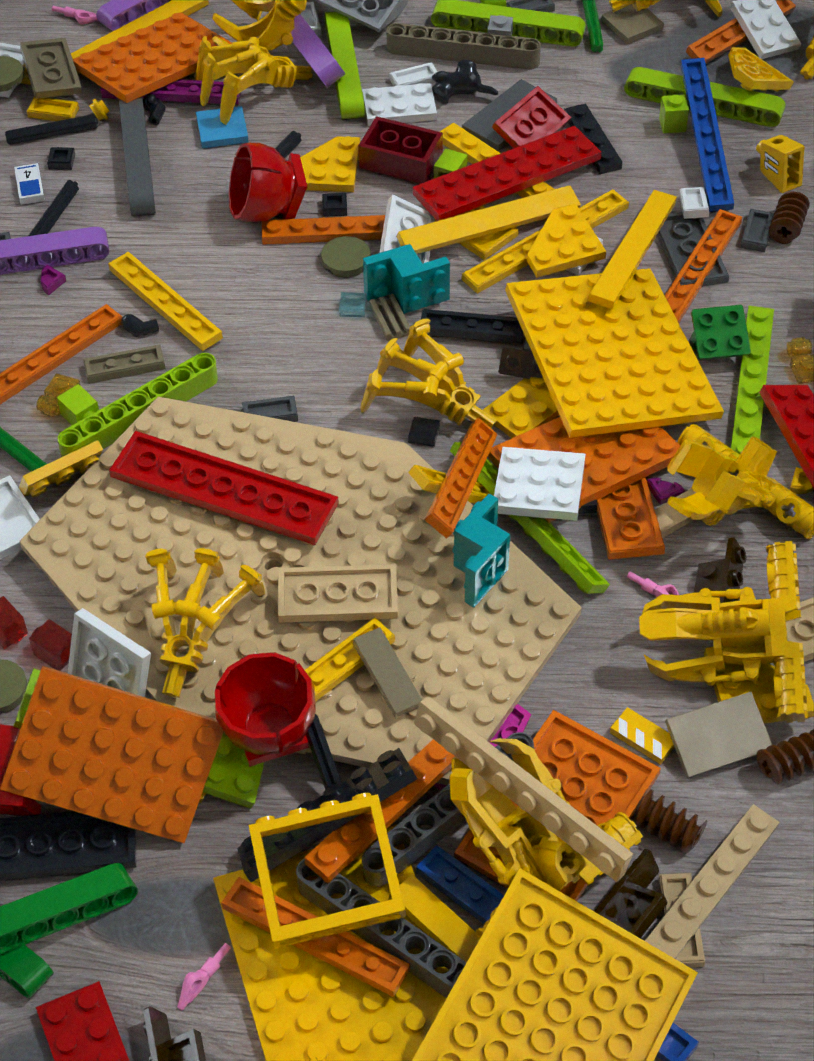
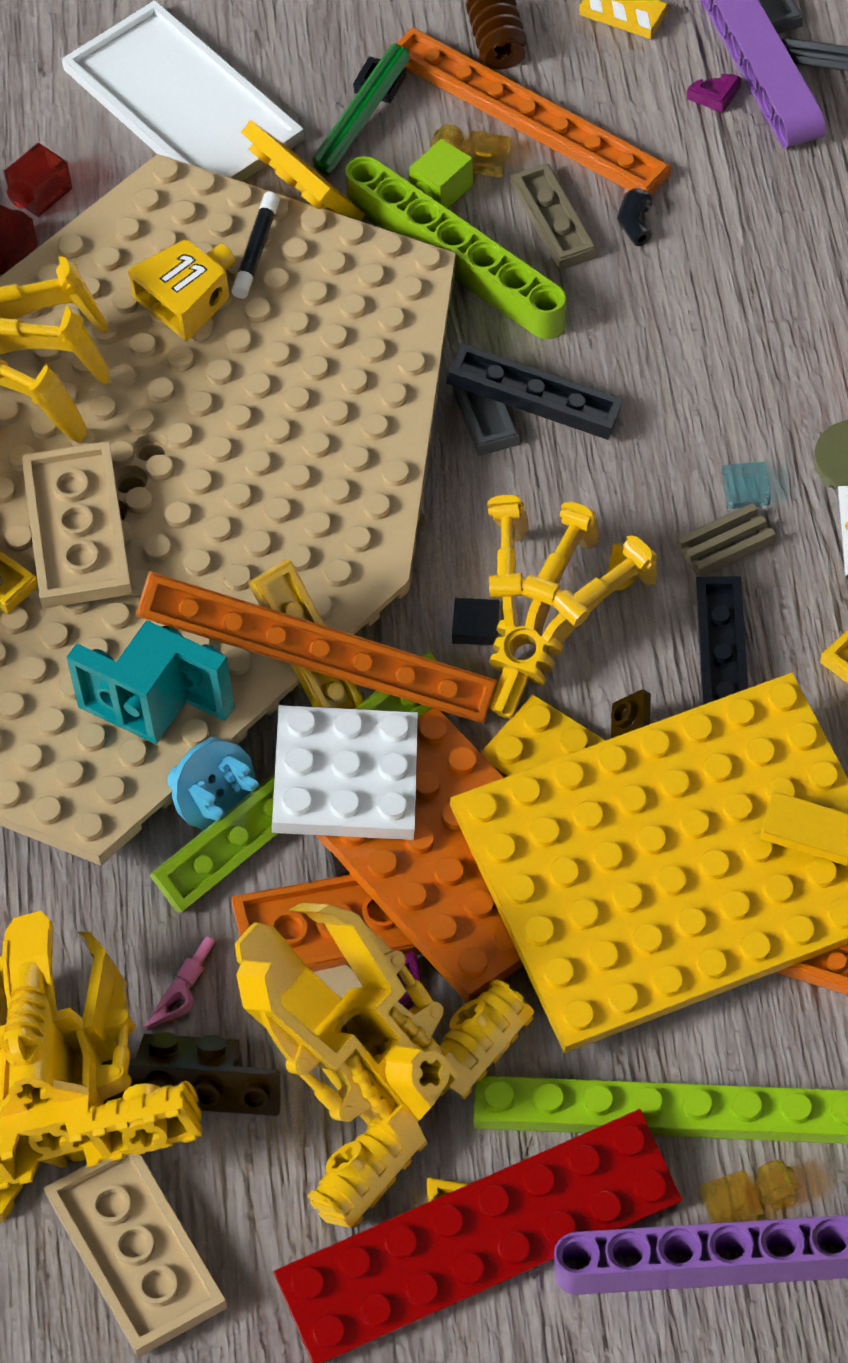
camera: 85 degrees right, 5 degrees up
(126, 487) = (255, 245): none -> black bar
(157, 521) = (183, 285): none -> yellow torso
(165, 301) = (691, 235): yellow plate -> none
(224, 487) = (262, 358): red plate -> none
(268, 379) = (534, 391): none -> black plate
(406, 277) = (790, 536): teal bracket -> none
(535, 558) = (196, 796): none -> medium azure plate
(719, 332) = (759, 1032): green bracket -> none

